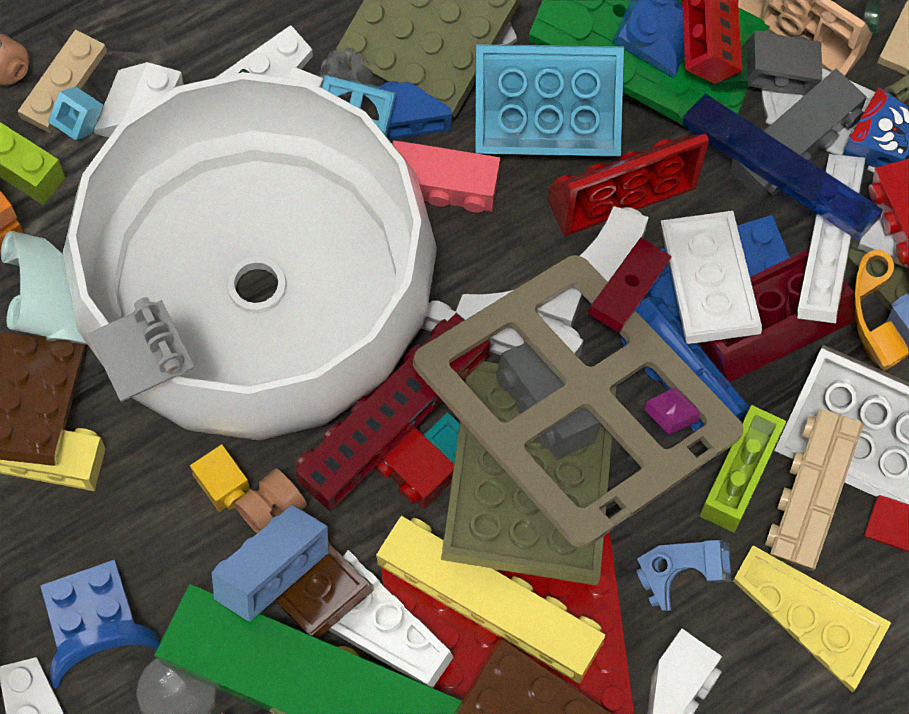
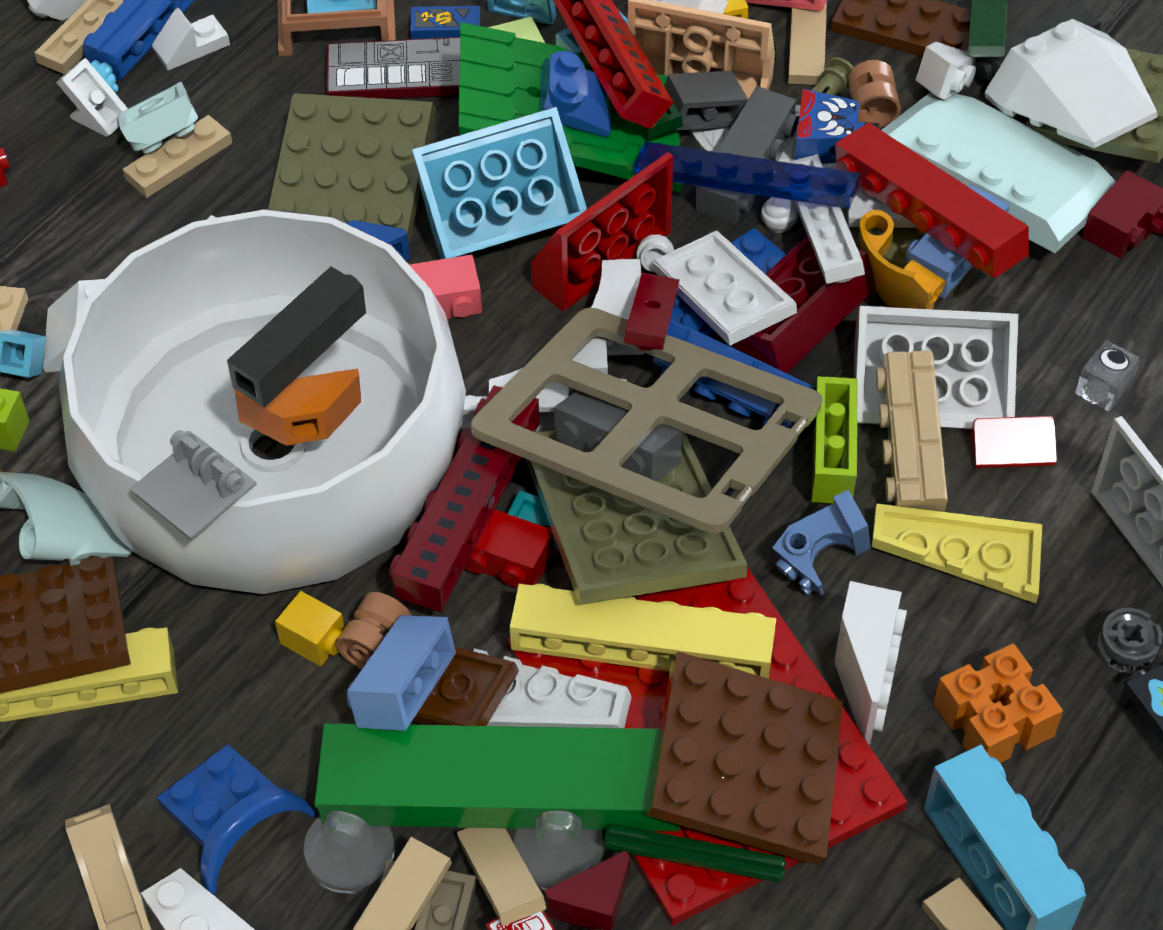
camera: 20 degrees left, 15 degrees down
(279, 278) = (305, 409): none -> orange slope
(284, 232) = (297, 336): none -> pearl dark grey brick
(669, 207) = (651, 249): none -> white plate
(672, 411) = (746, 398): magenta tile -> none
(799, 213) = (779, 214): none -> white plate

